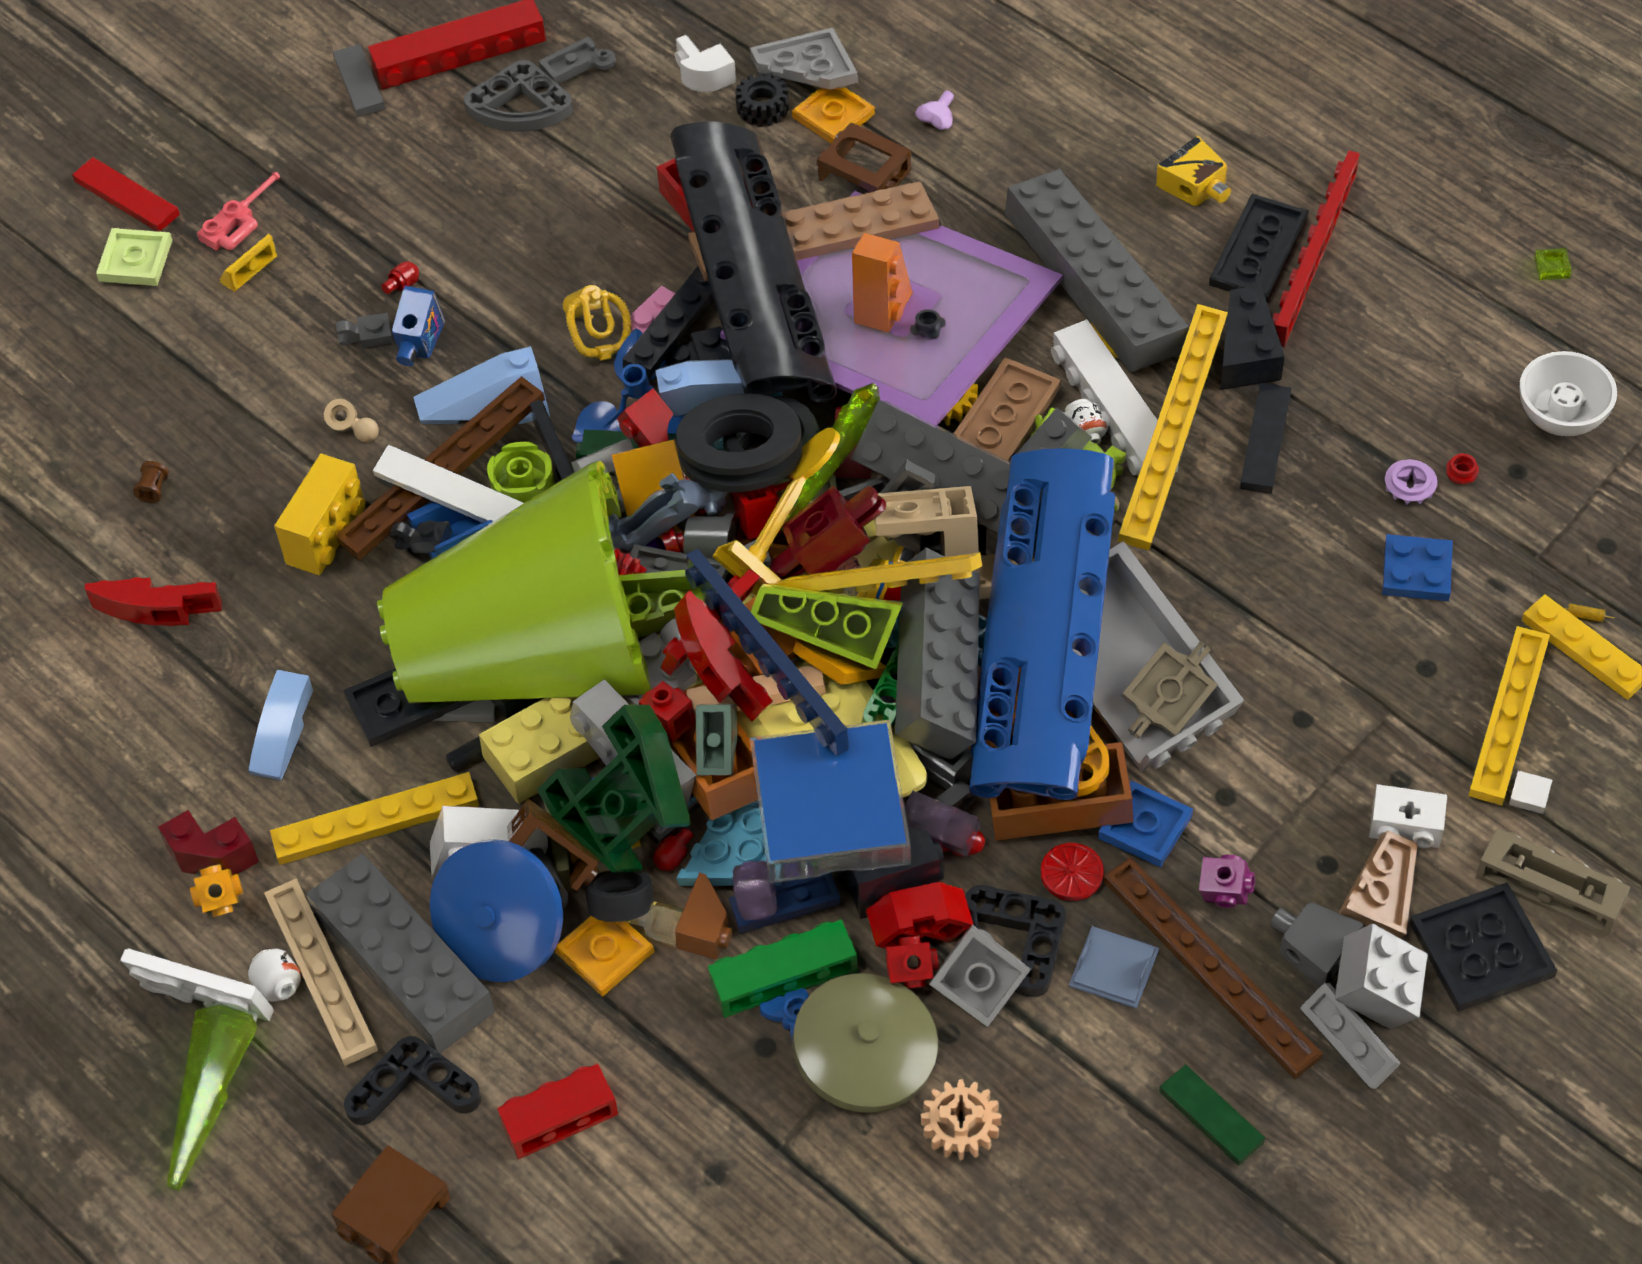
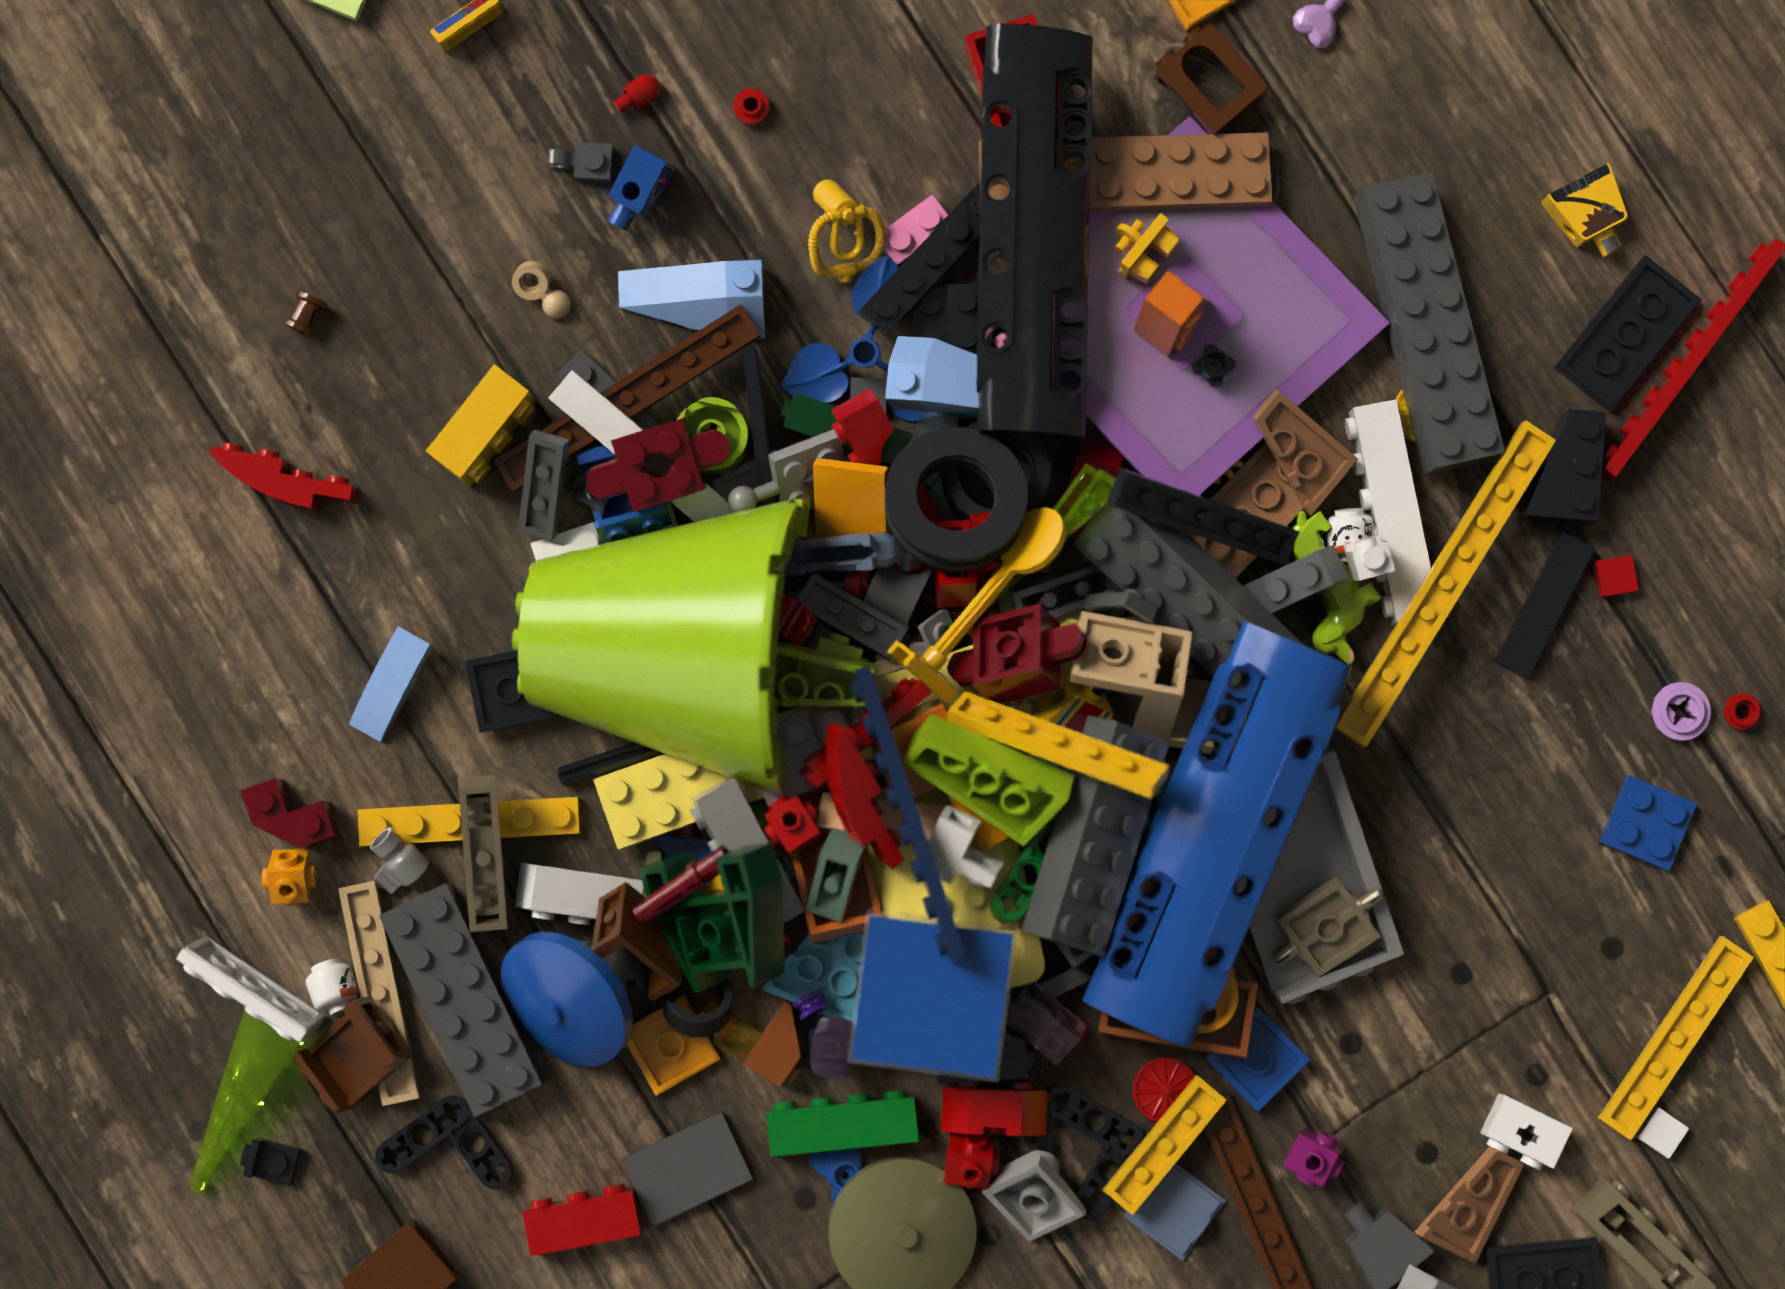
camera: 10 degrees right, 30 degrees up
(243, 1139) = (270, 1160): none -> black bracket
(306, 1021) = (353, 1056): none -> reddish brown panel
(319, 857) = (403, 864): none -> light grey piece
(382, 535) = (543, 485): none -> dark grey plate
(391, 819) = (482, 853): none -> dark tan brick
(486, 498) = (658, 464): none -> dark red brick
(496, 265) = (758, 114): none -> red plate
(553, 806) = (696, 877): none -> dark red pin
(647, 1046) = (687, 1168): none -> dark grey tile
(722, 865) = (811, 1004): none -> dark purple bush
(816, 668) = (952, 850): none -> white brick
(838, 264) = (1136, 261): none -> yellow hips
(948, 407) = (1202, 516): none -> black plate
(1021, 363) = (1303, 450): none -> medium nougat wing
(1084, 903) = (1164, 1145): none -> yellow plate
(1102, 412) = (1368, 558): none -> white brick
(1317, 405) = (1616, 576): none -> red tile

